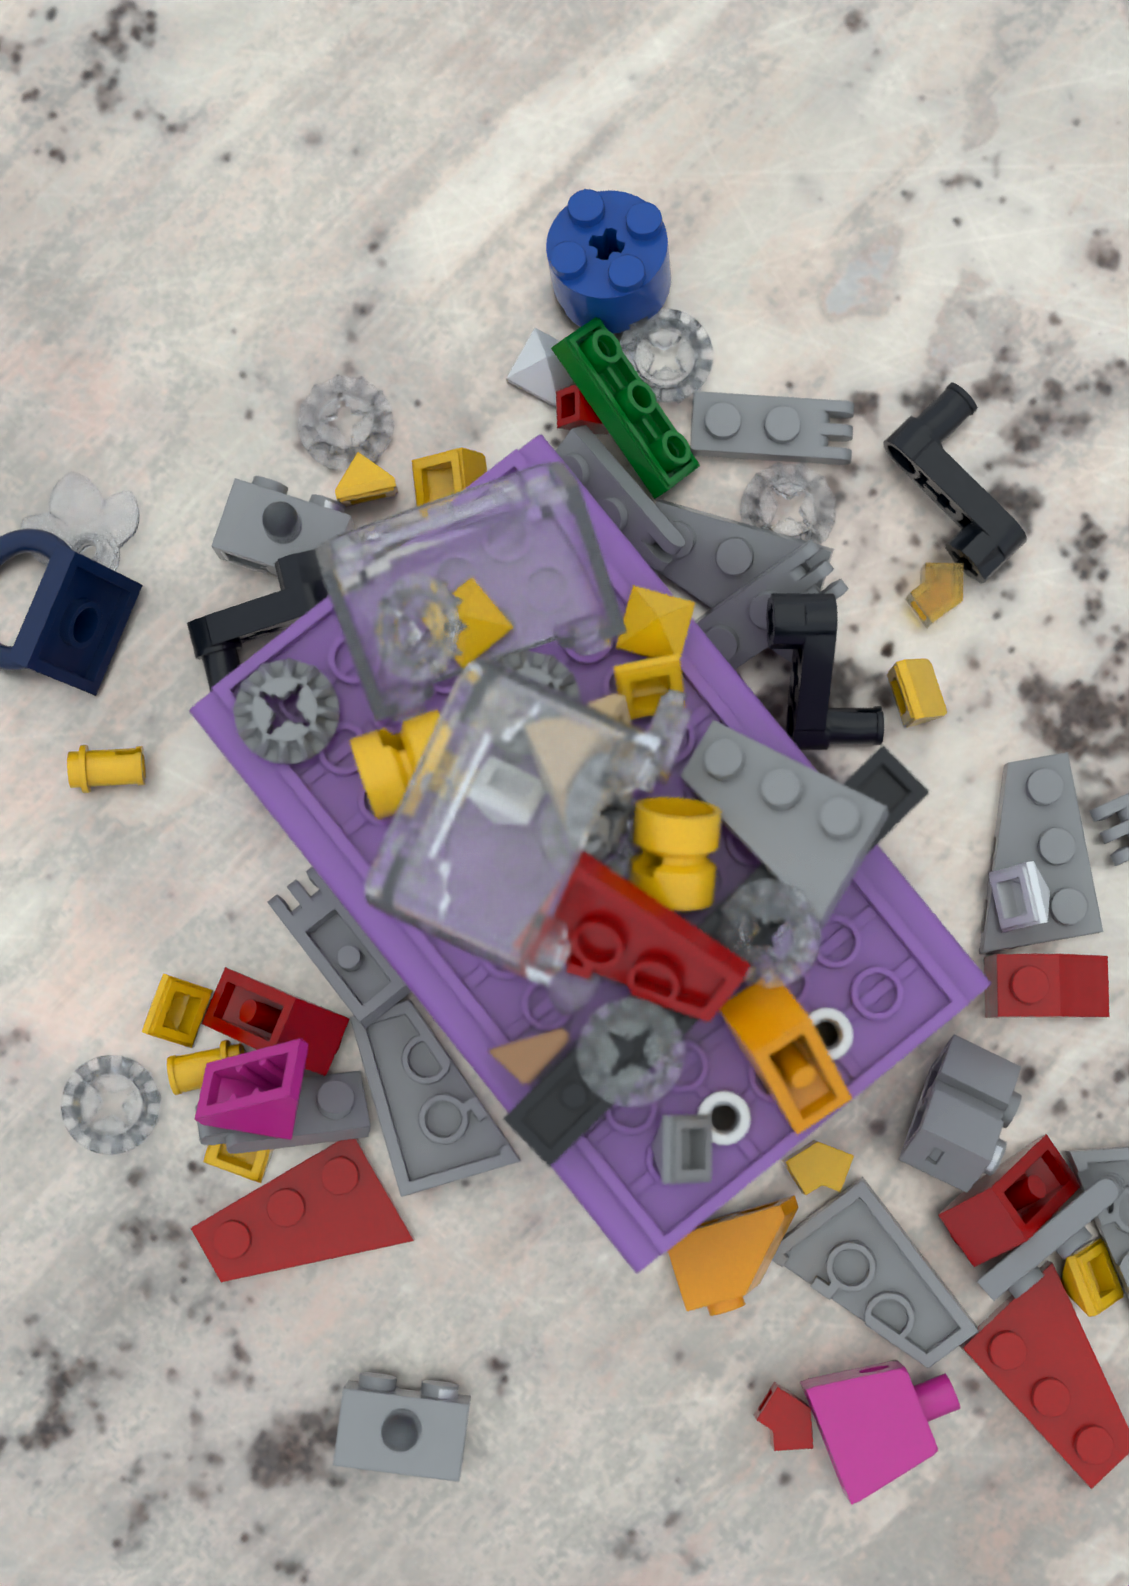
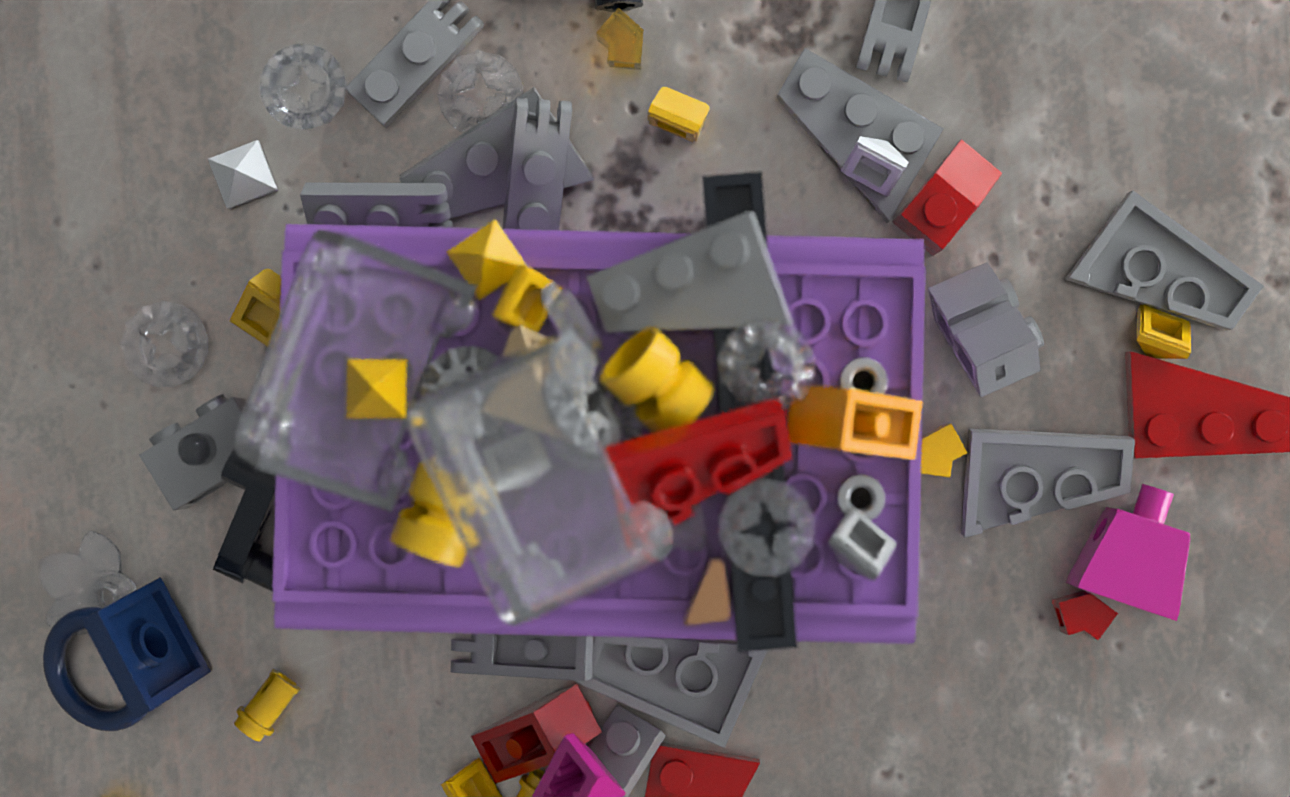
camera: 50 degrees left, 5 degrees up
(292, 741) = (356, 579): light grey gear -> none
(364, 483) = (217, 367): yellow slope -> none
(399, 638) = (346, 444): clear gear -> none
(575, 411) = (291, 173): red piece -> none
(609, 259) = (203, 69): blue brick -> none
(626, 406) = (315, 144): green tile -> none
(729, 1255) = (949, 561): light orange slope -> none
(810, 628) = (576, 152): black beam -> none
(1011, 1203) = (1072, 346): red slope -> none
(1061, 1233) = (1118, 330): light grey hinge -> none

